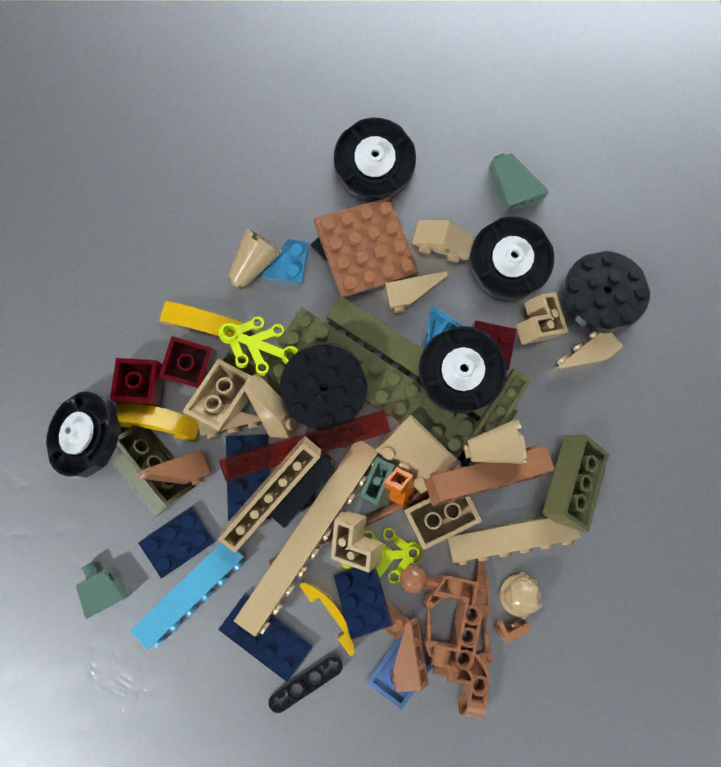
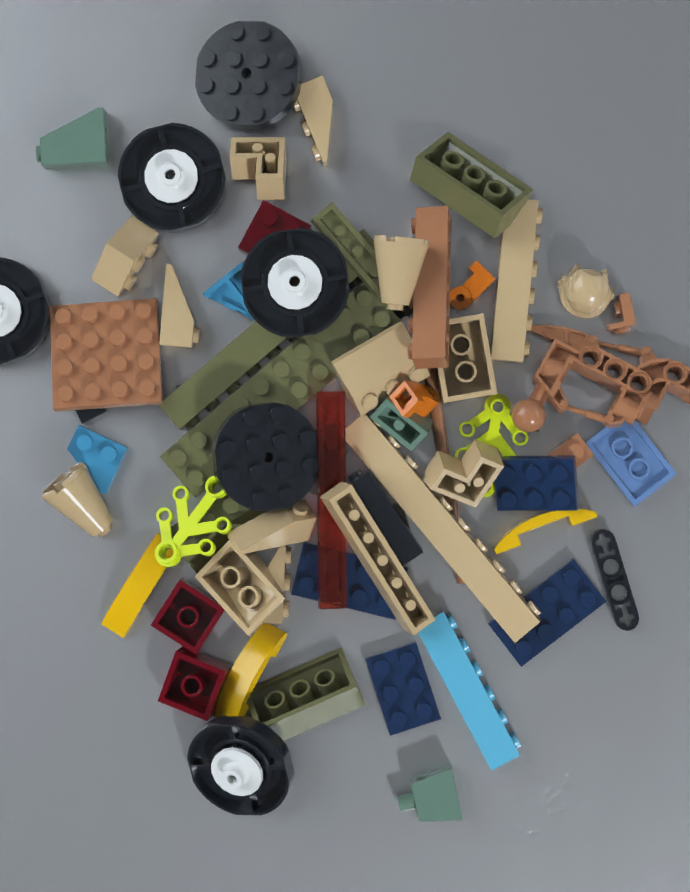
camera: 65 degrees left, 5 degrees up
(179, 470) = (318, 660): nougat slope -> none
(410, 665) = (626, 448): nougat slope -> none
(496, 506) = (463, 296): none -> orange leg

